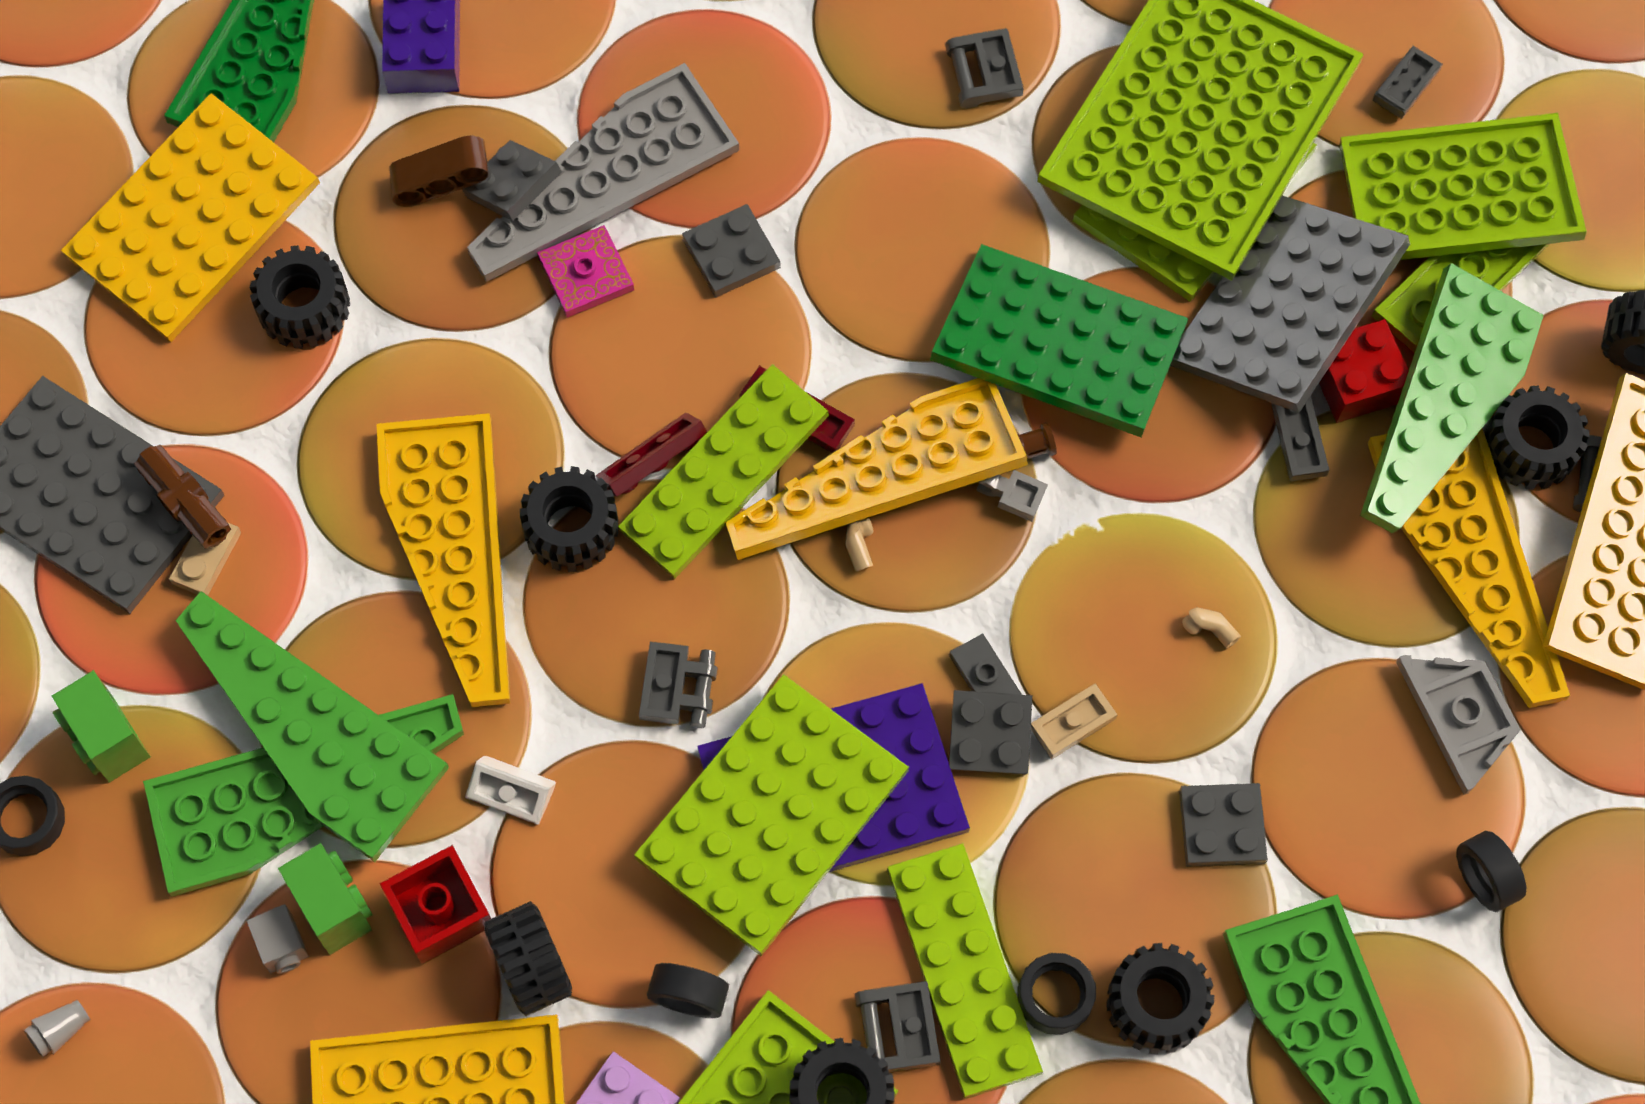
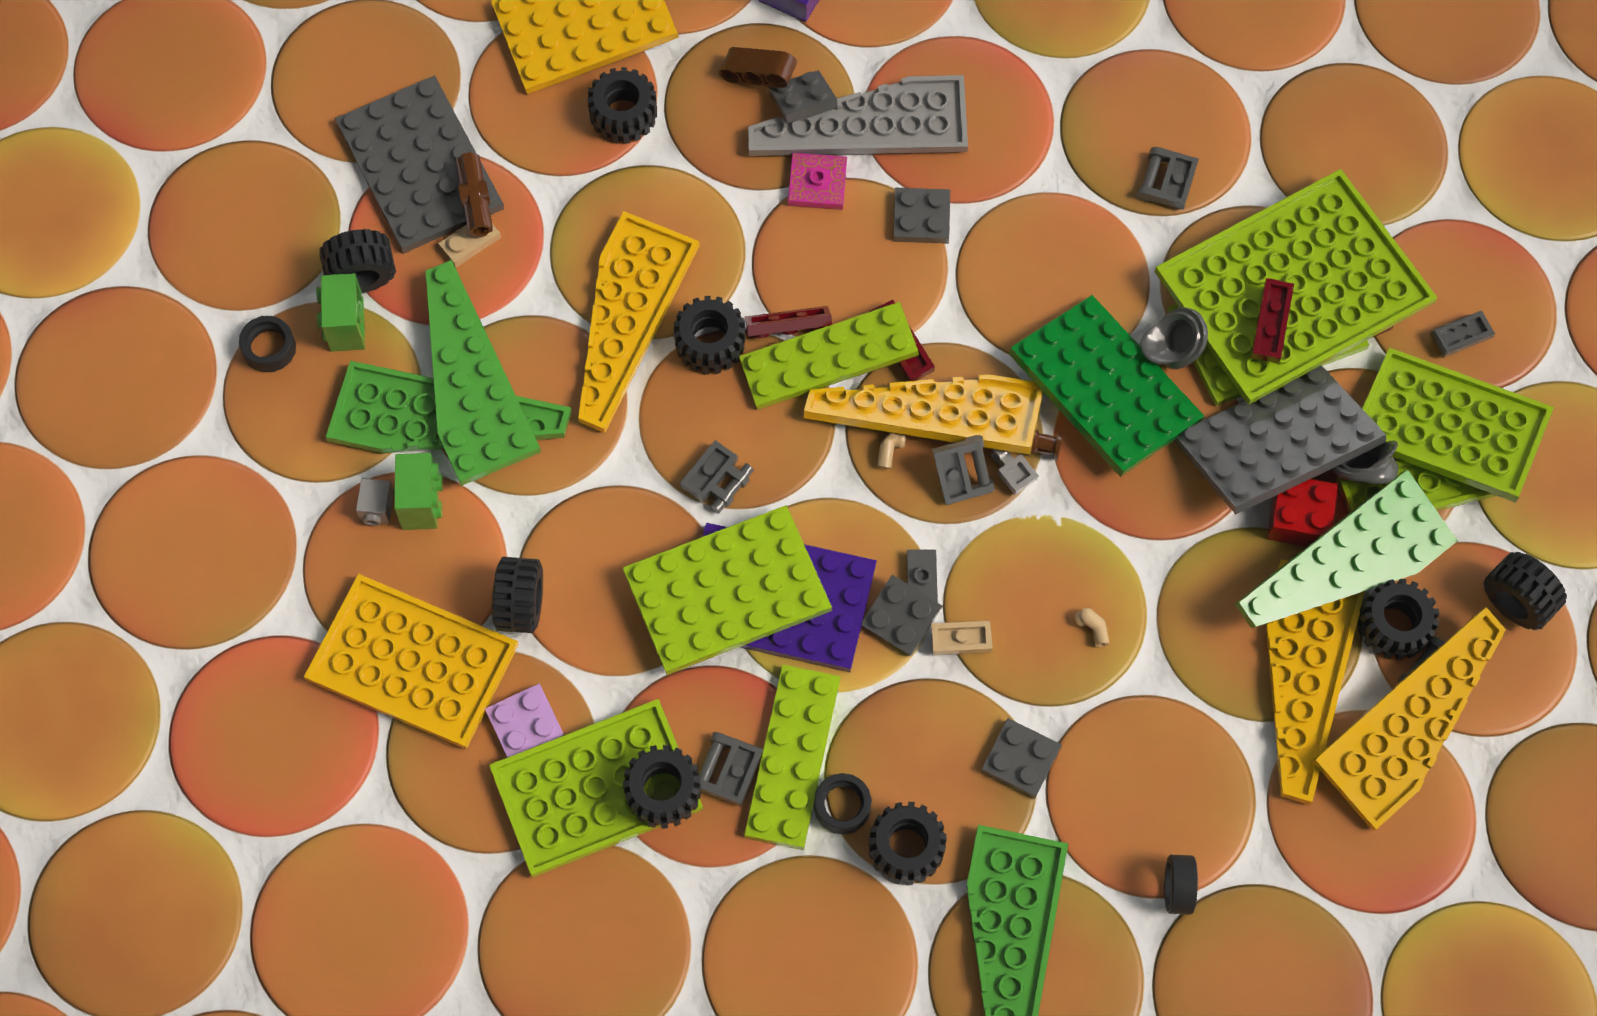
camera: 30 degrees right, 0 degrees up
(55, 1028) = (213, 483): light grey cone -> none
(83, 642) = (362, 253): none -> black tyre
(436, 904) = (482, 531): red brick -> none
(510, 789) = (573, 486): white slope -> none
(688, 990) = (606, 670): black tyre -> none
(951, 529) = (954, 473): none -> dark grey plate
(1110, 245) = (1176, 339): none -> dark grey piece
(1206, 170) = (1272, 320): none -> dark red plate
(1301, 442) = (1232, 537): dark grey plate -> none
(1411, 279) = (1371, 467): none -> dark grey piece
(1462, 713) = (1230, 774): light grey wing -> none

